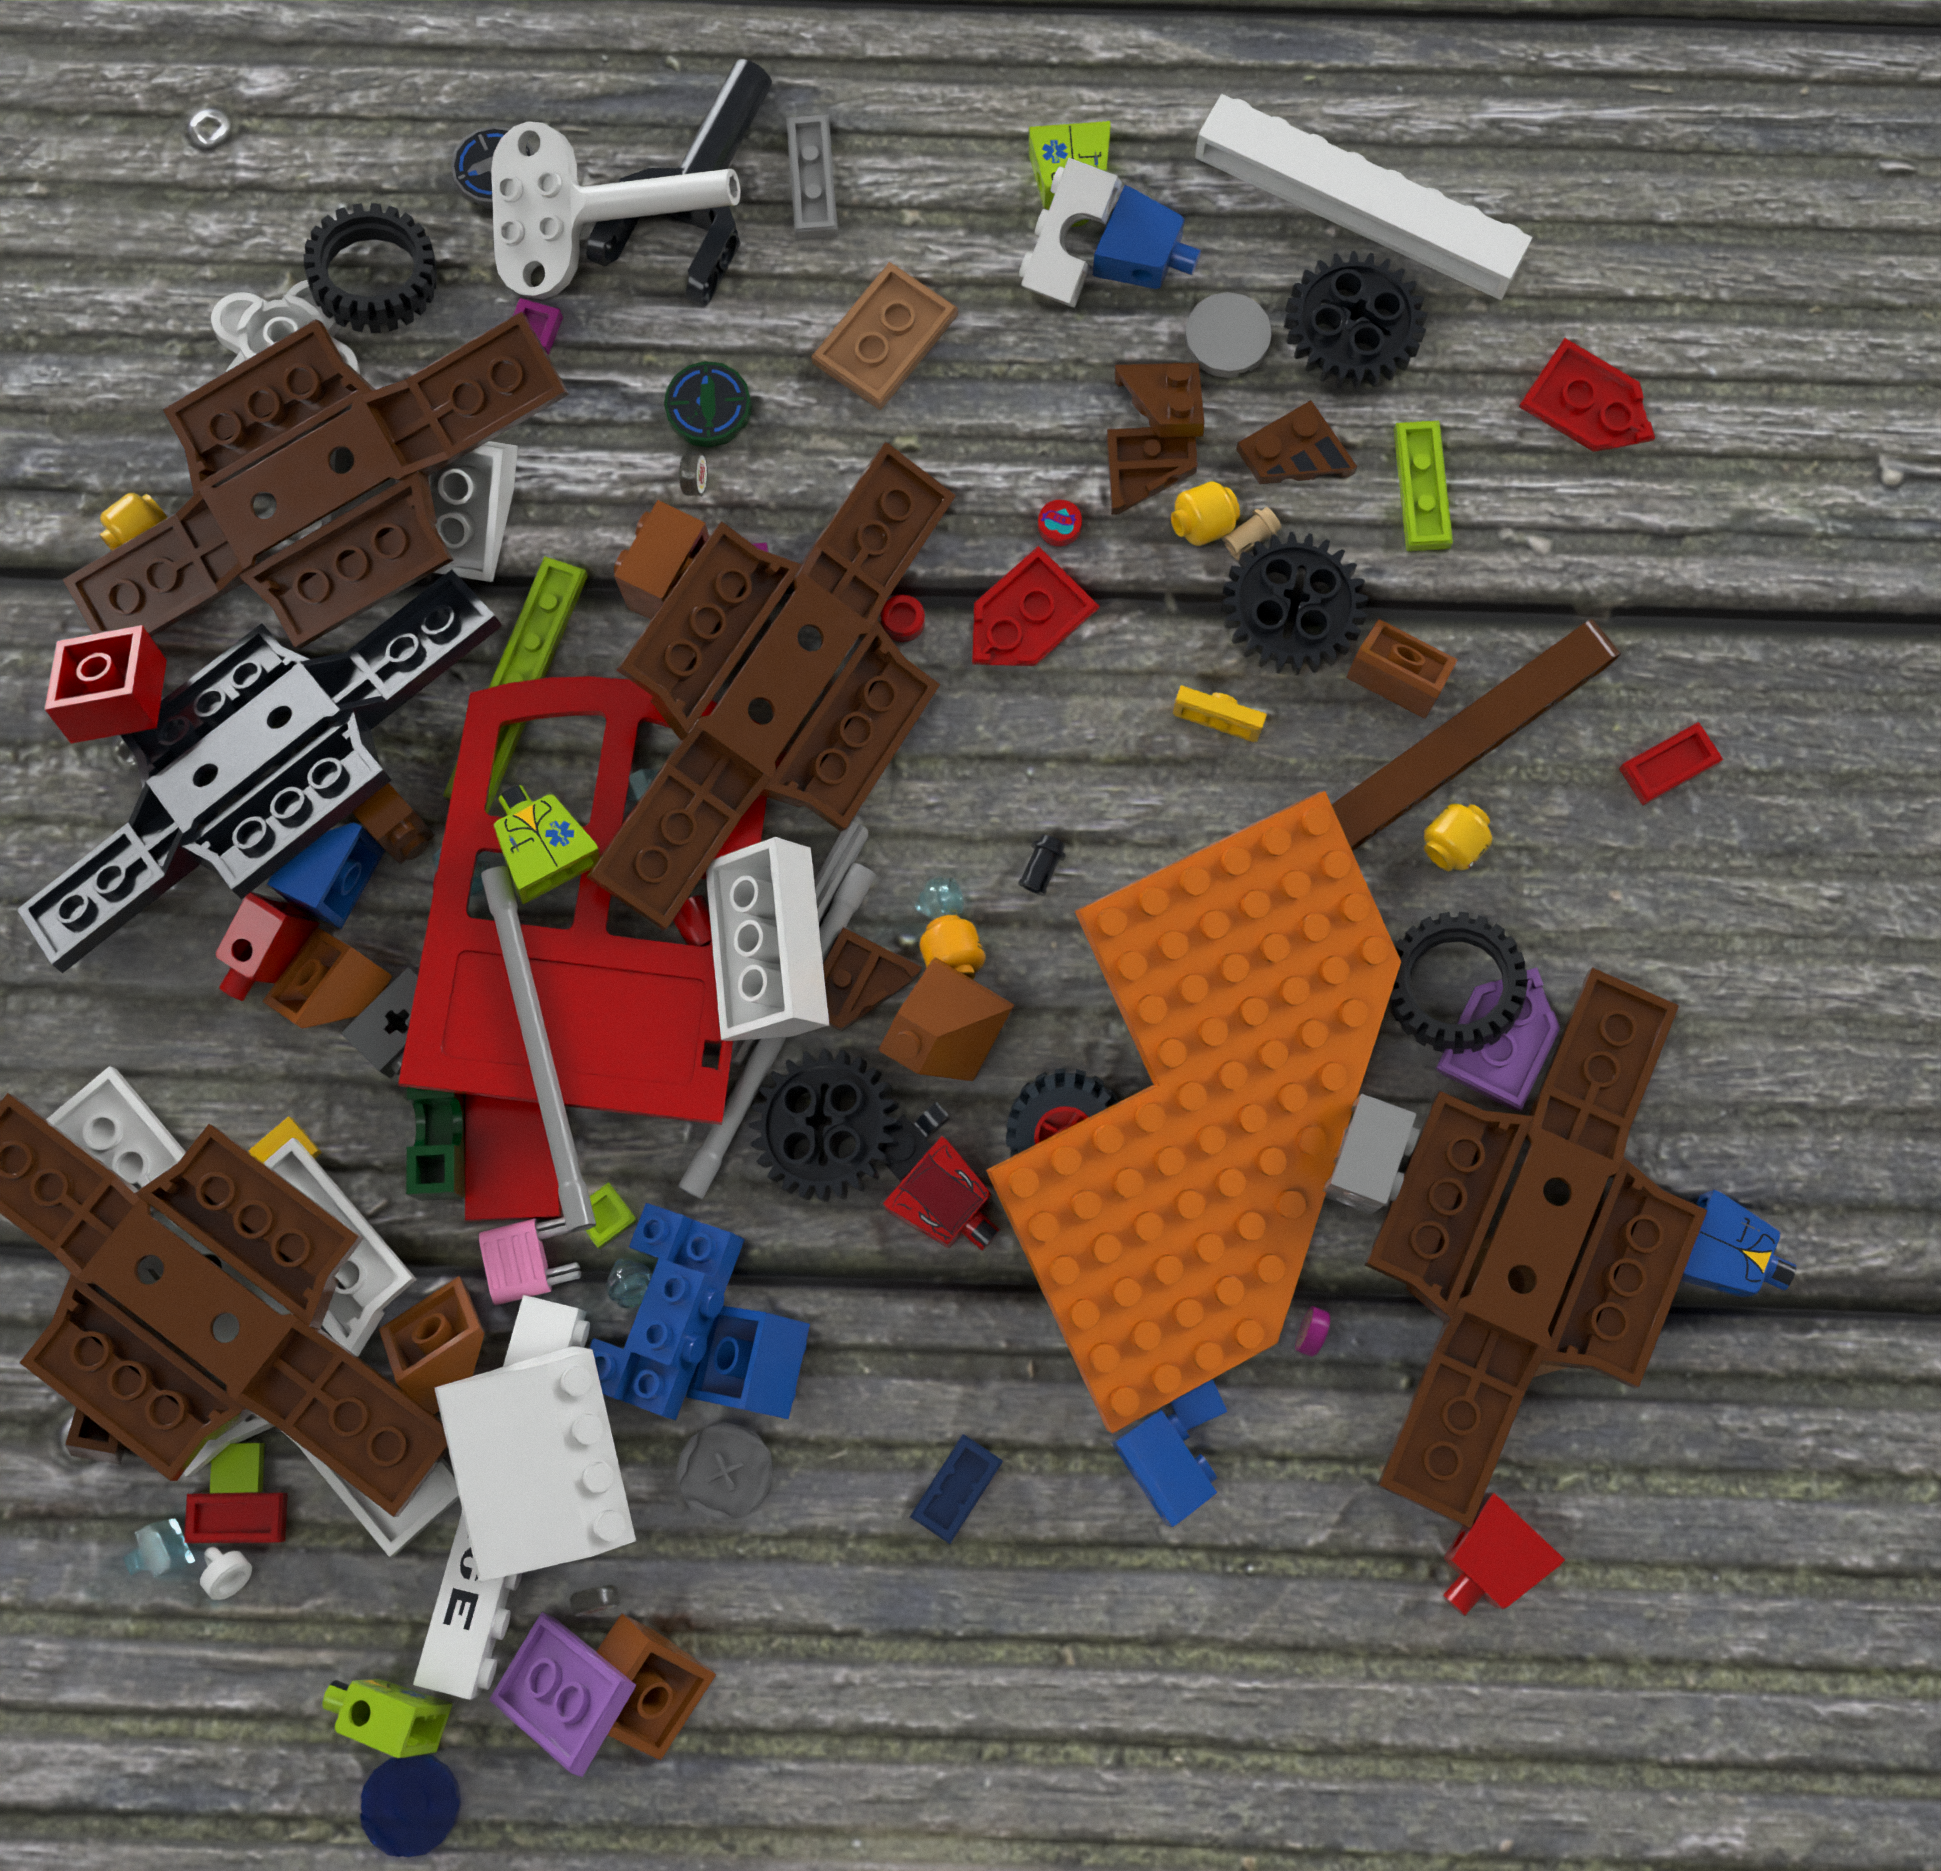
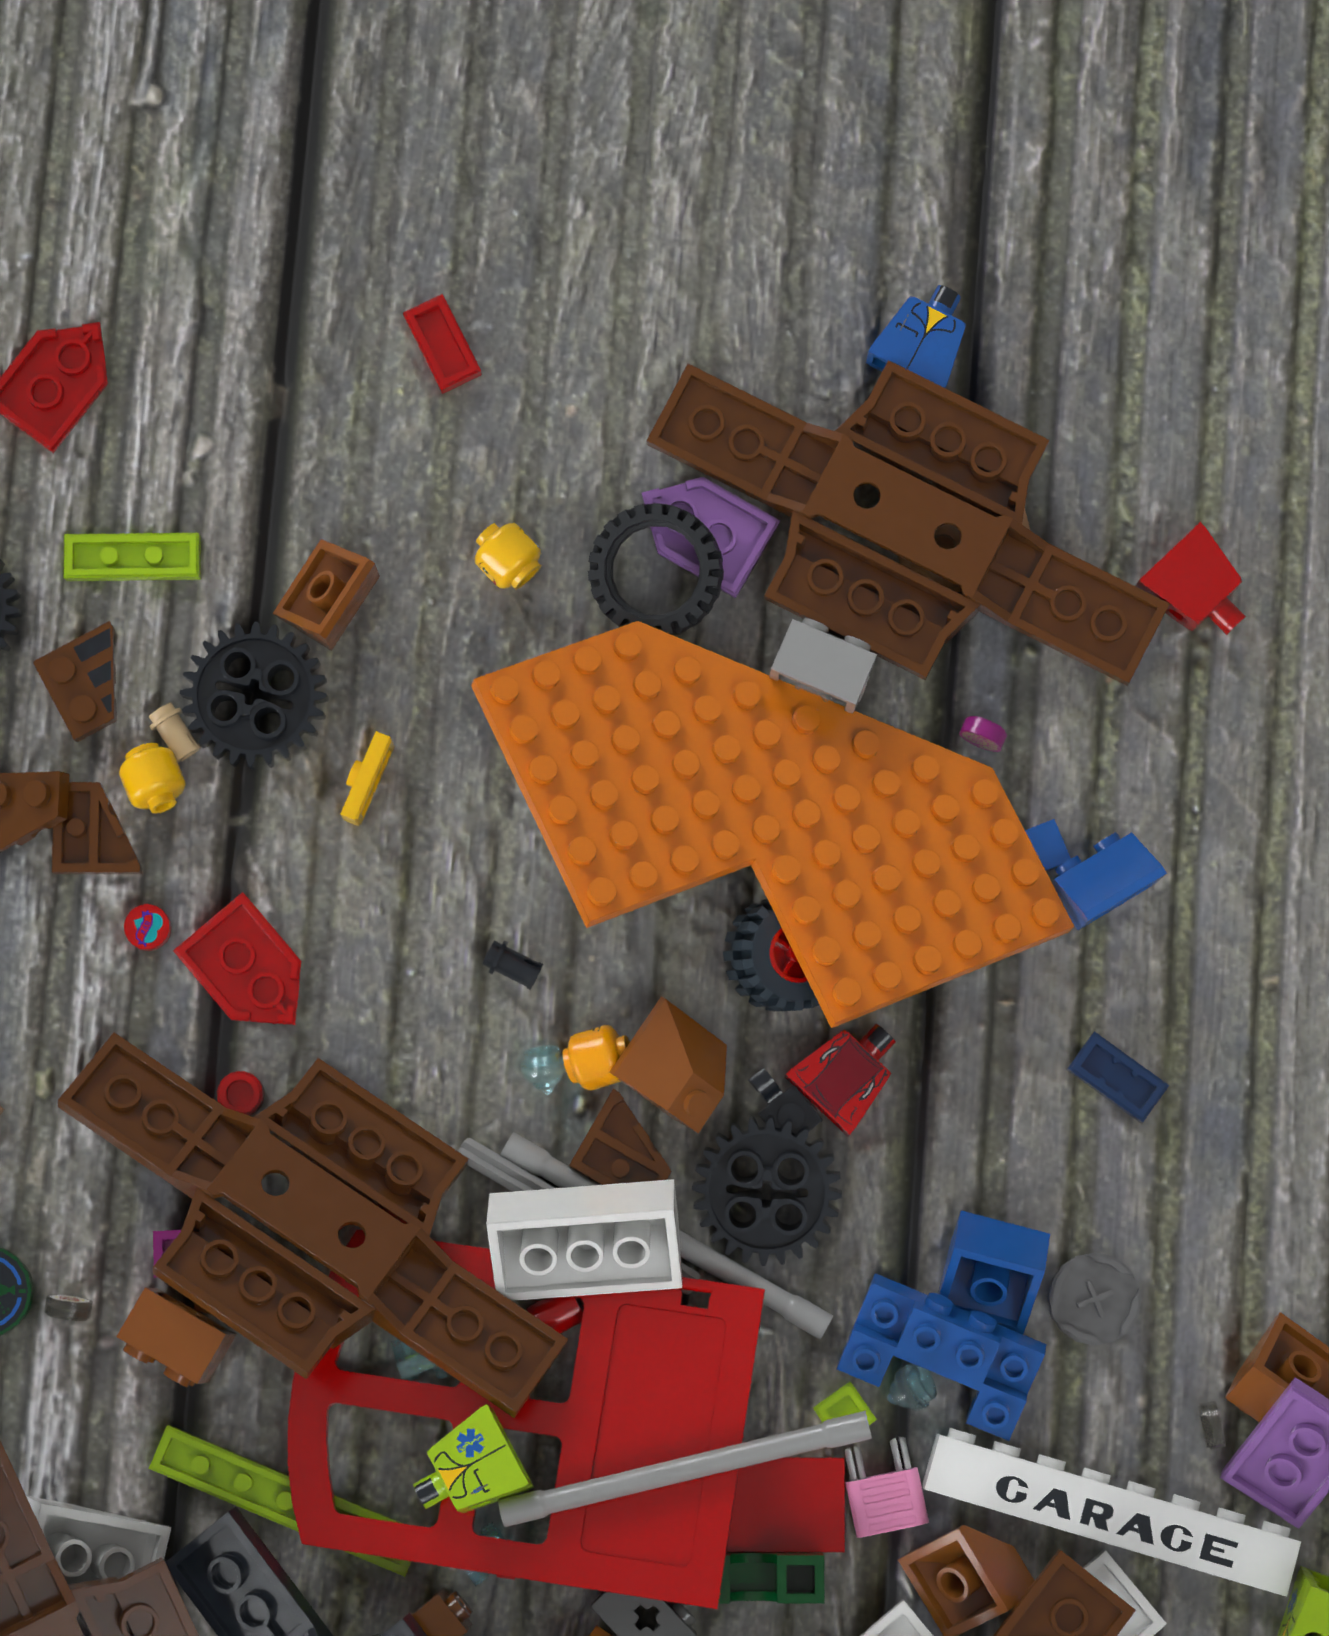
camera: 90 degrees left, 5 degrees up
(535, 1464) = (1087, 1473): white slope -> none
(1474, 733) = (403, 531): reddish brown beam -> none

